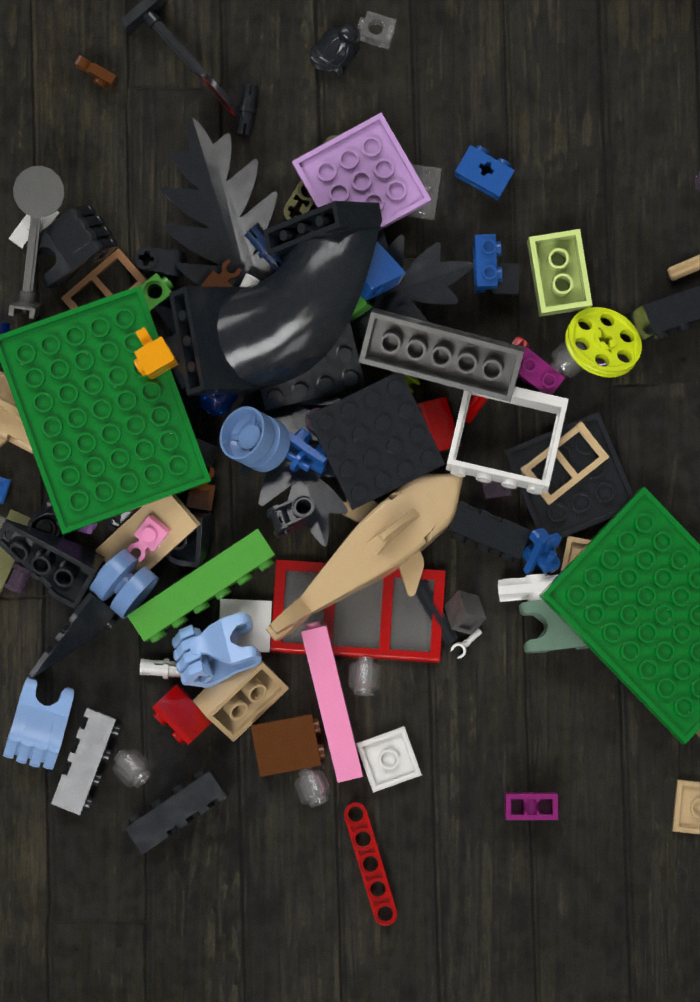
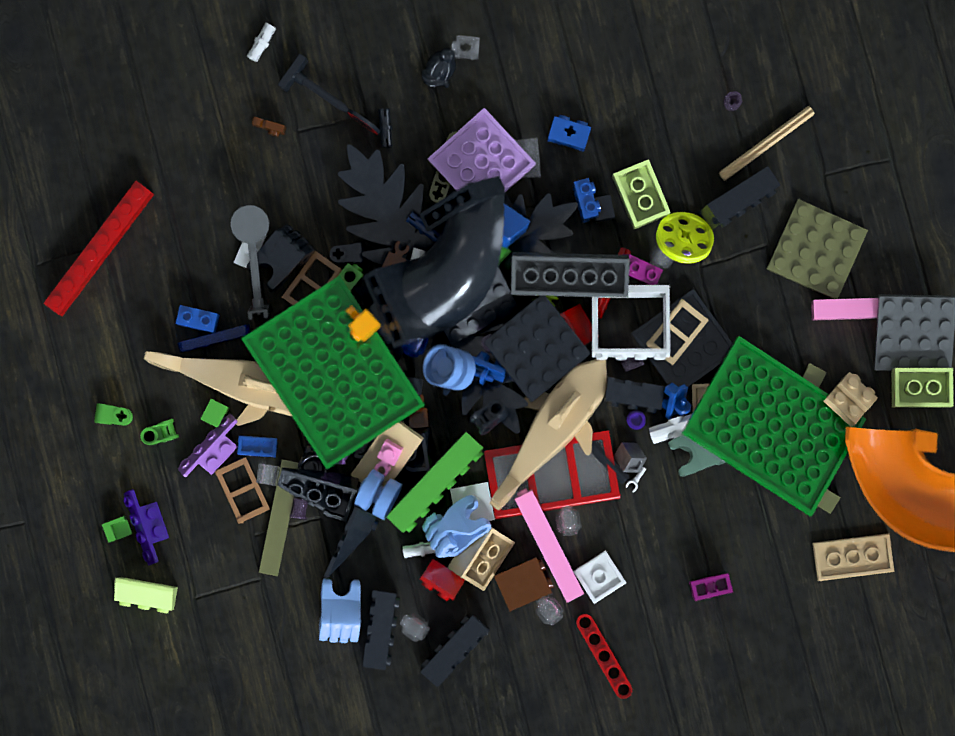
camera: 10 degrees left, 0 degrees up
(484, 565) = (636, 420): none -> dark purple plate

